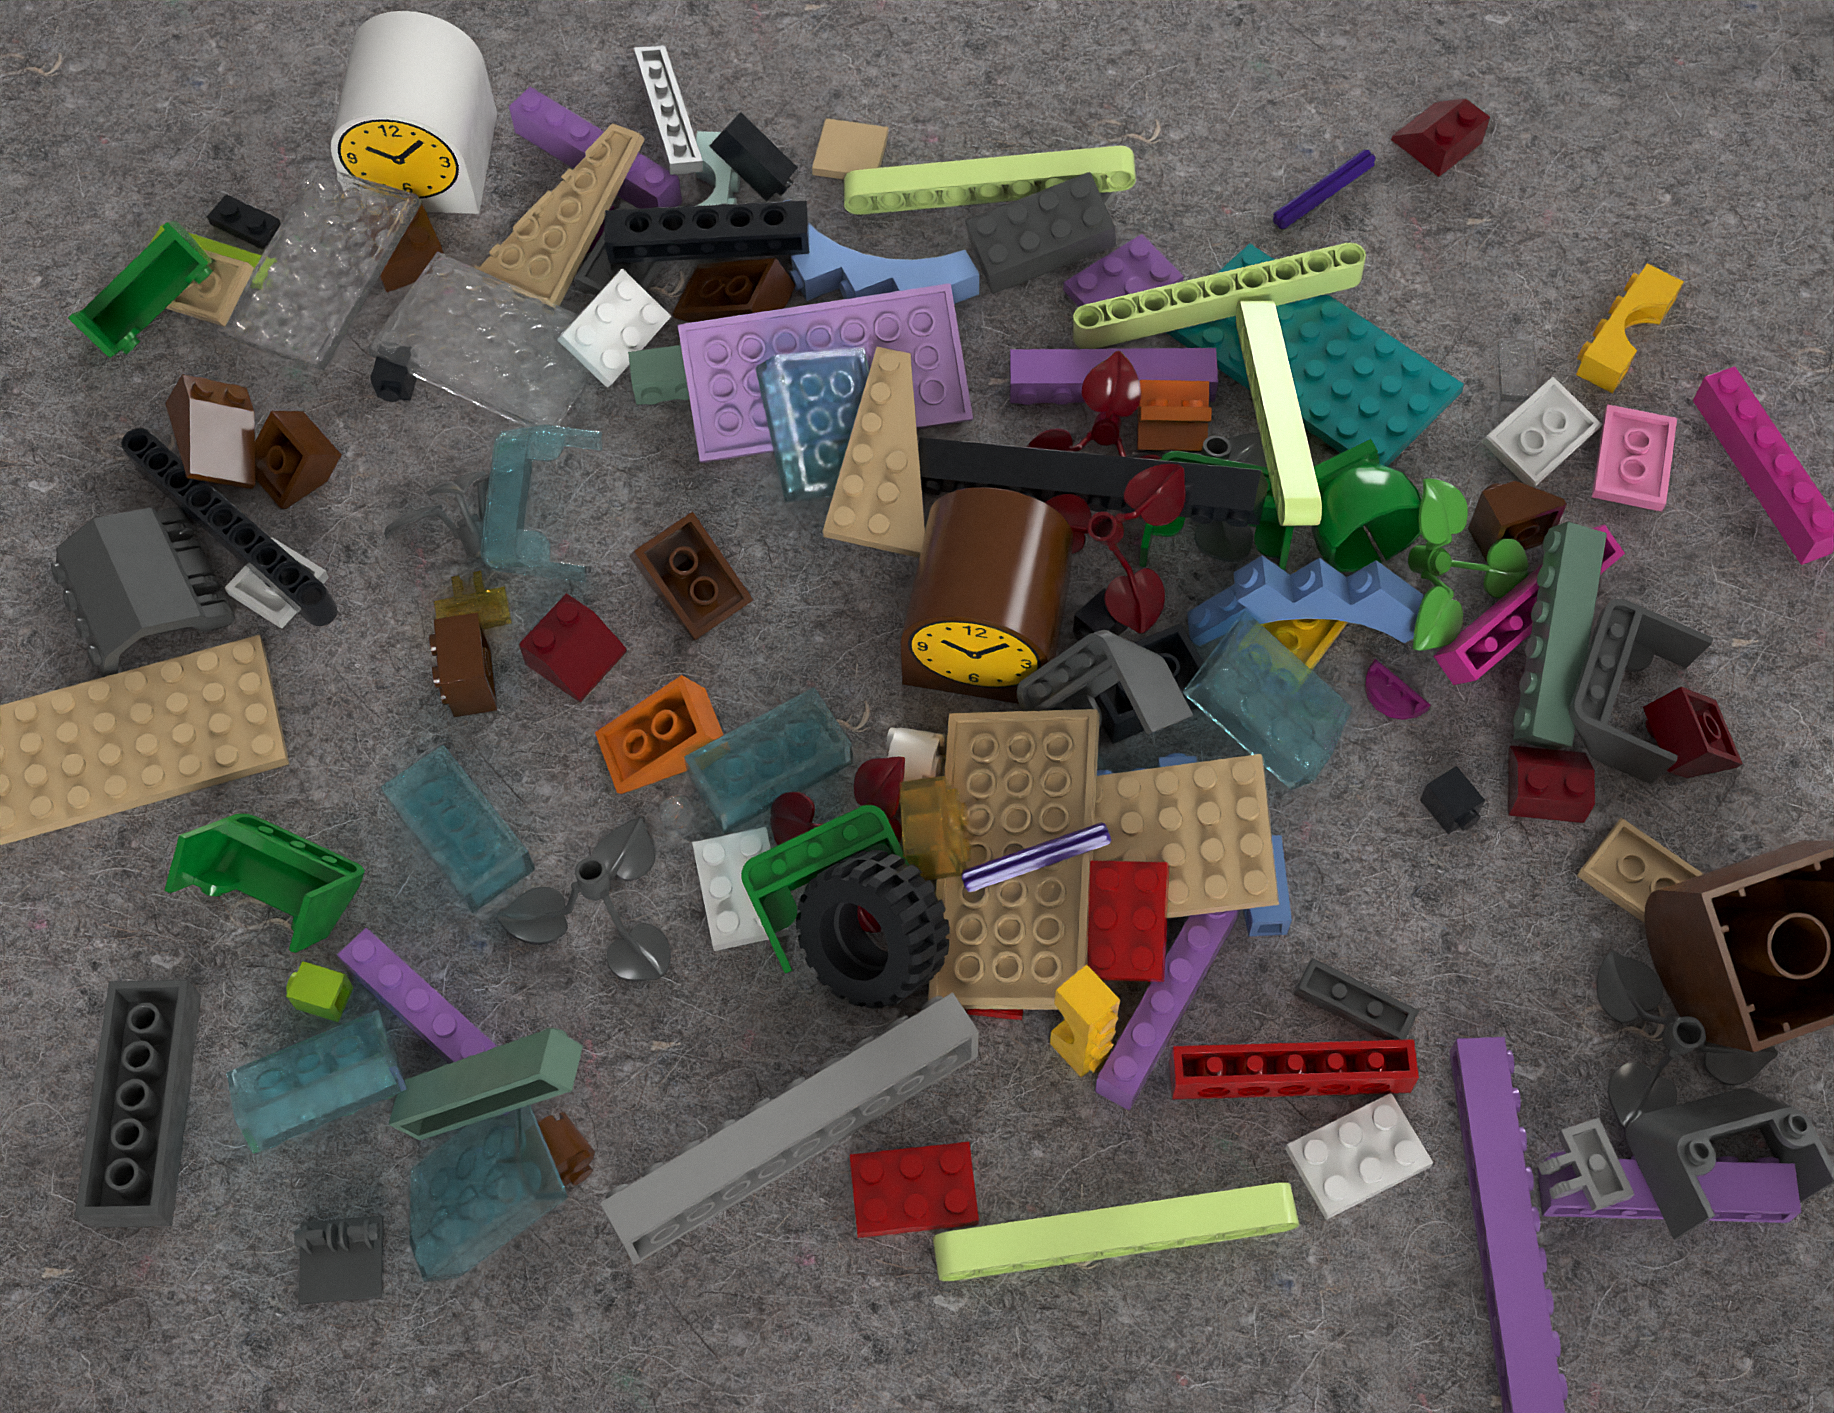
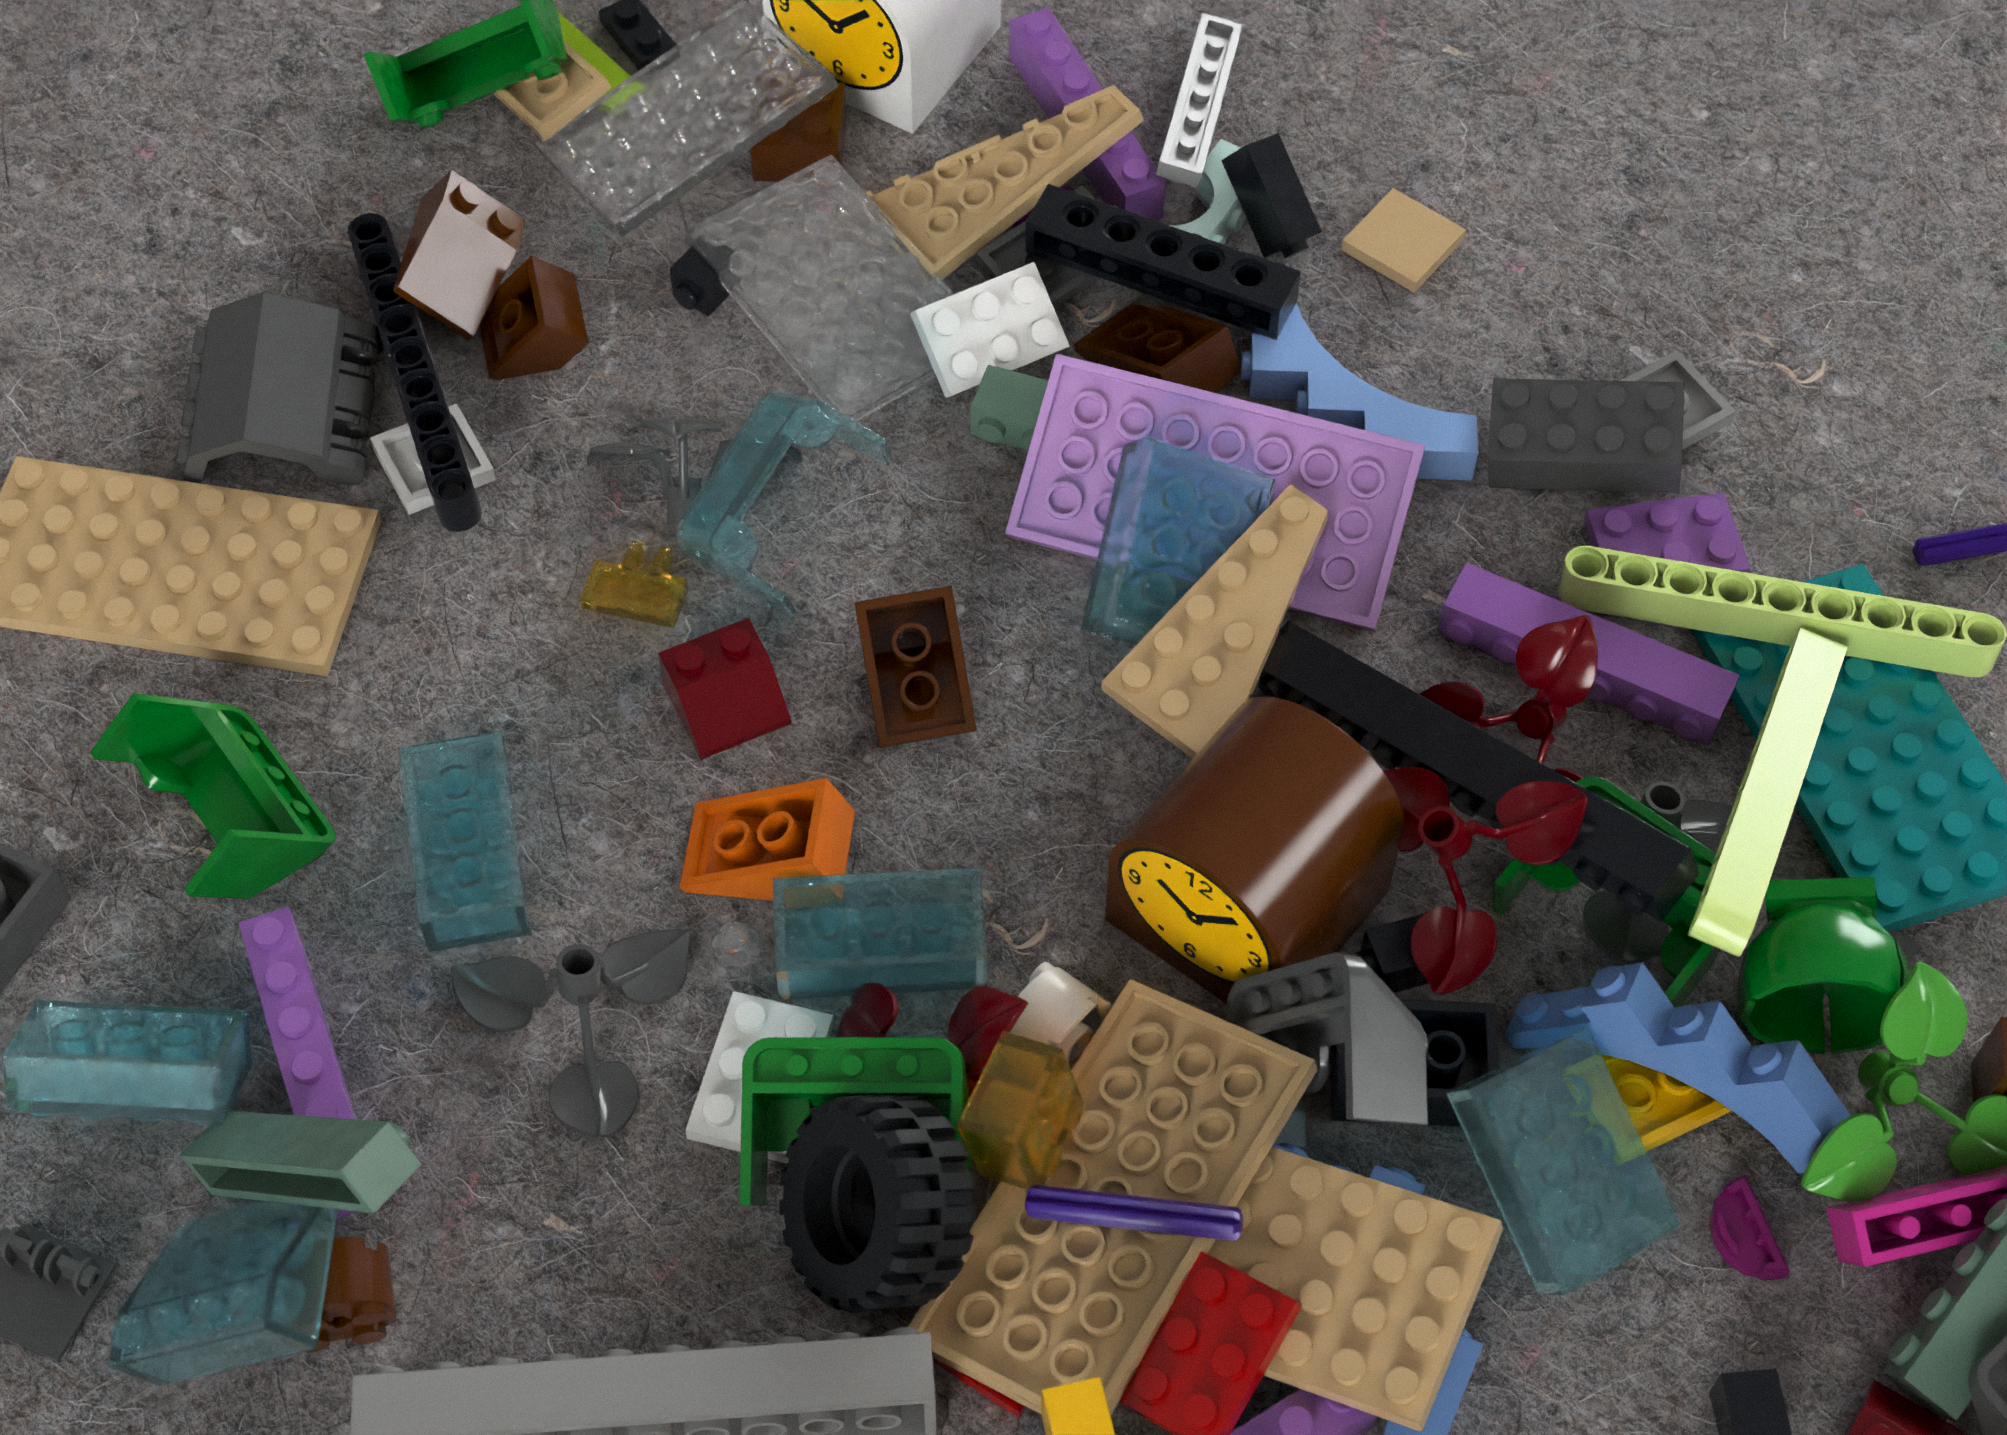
camera: 25 degrees right, 5 degrees down
(319, 991) = (200, 958): lime brick -> none
(463, 665) = (582, 649): reddish brown brick -> none
(983, 179) = (1552, 341): yellowish green beam -> none
(1173, 415) = (1636, 734): orange bracket -> none

